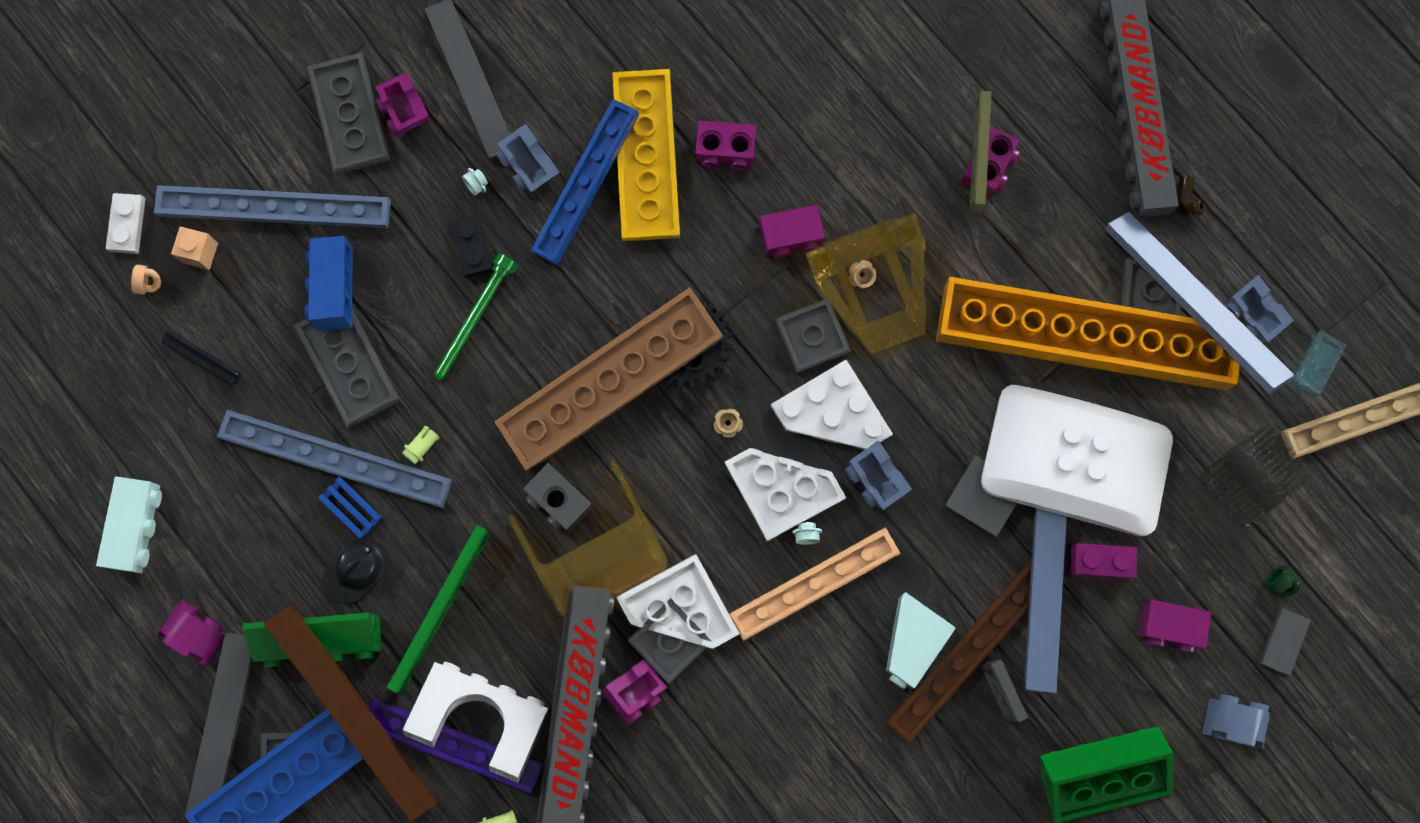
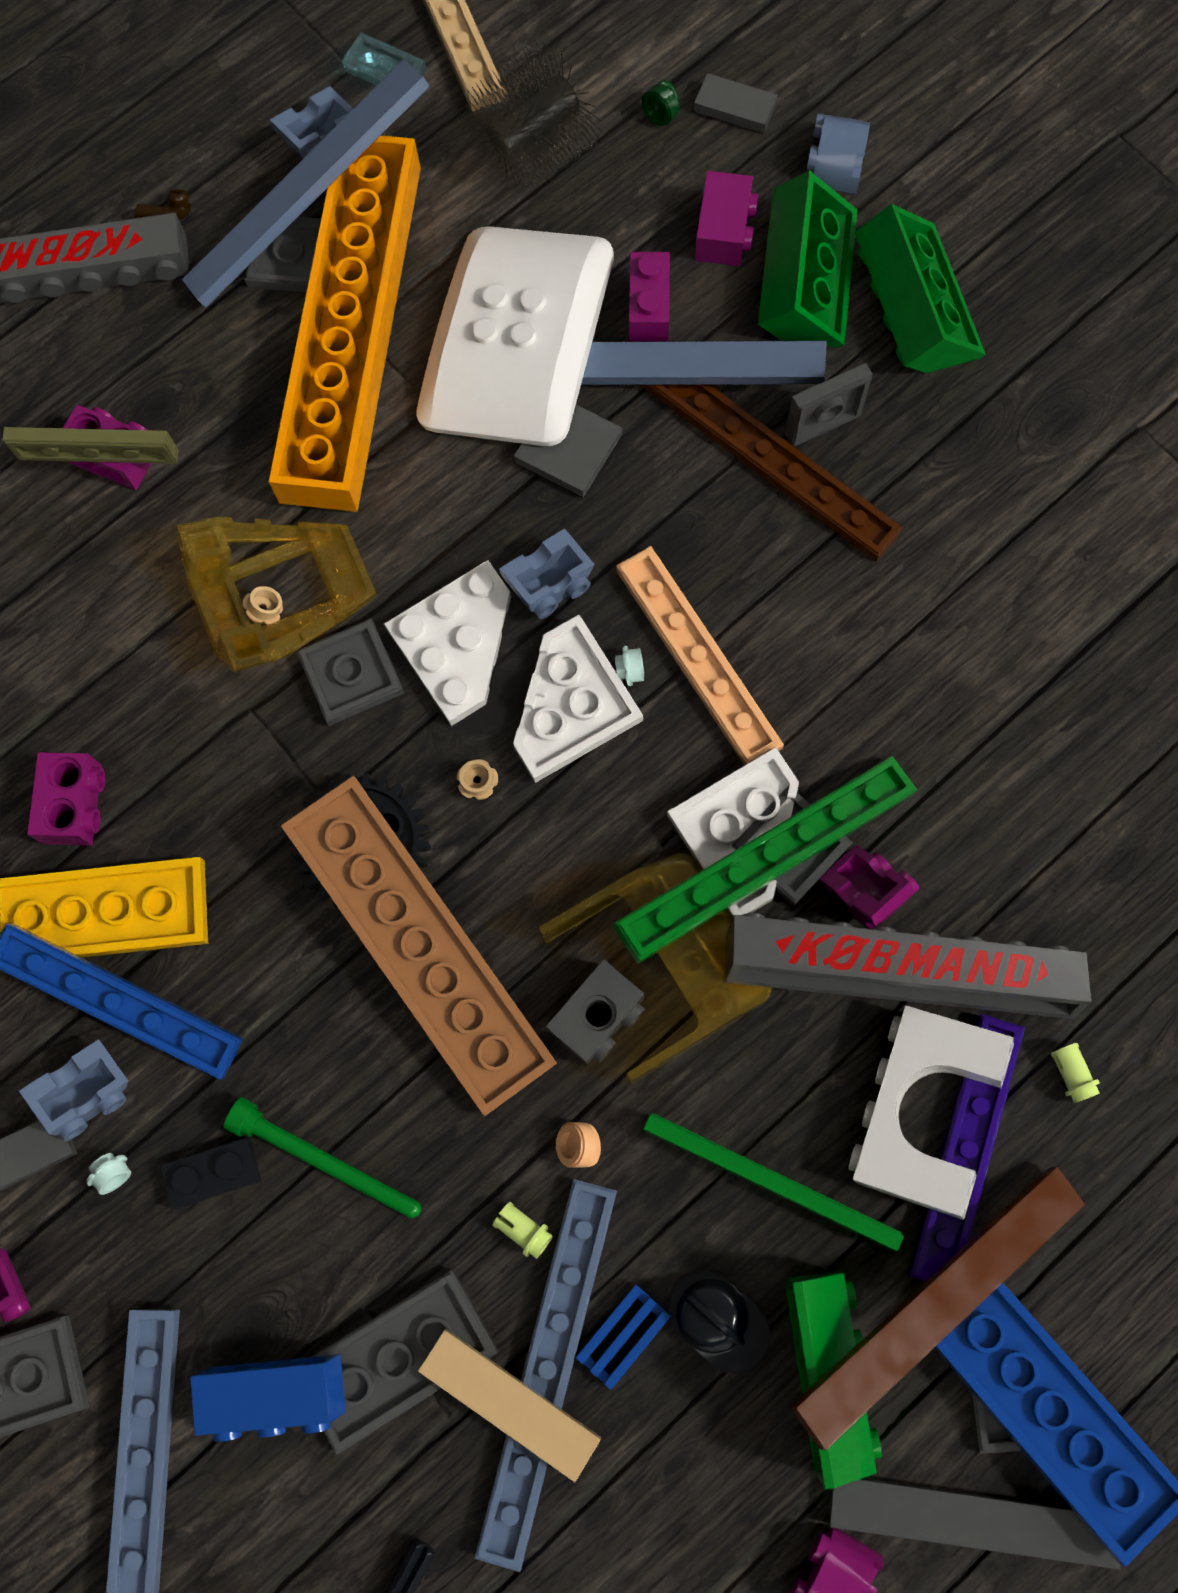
camera: 85 degrees left, 5 degrees down
(313, 433) = (510, 1405): none -> tan tile
(472, 483) = (578, 1145): none -> light nougat tile
(656, 621) = (763, 860): none -> green tile
(791, 231) = (199, 701): magenta brick -> none
(915, 641) = (769, 522): light aqua slope -> none
(1133, 688) = (808, 262): none -> green slope

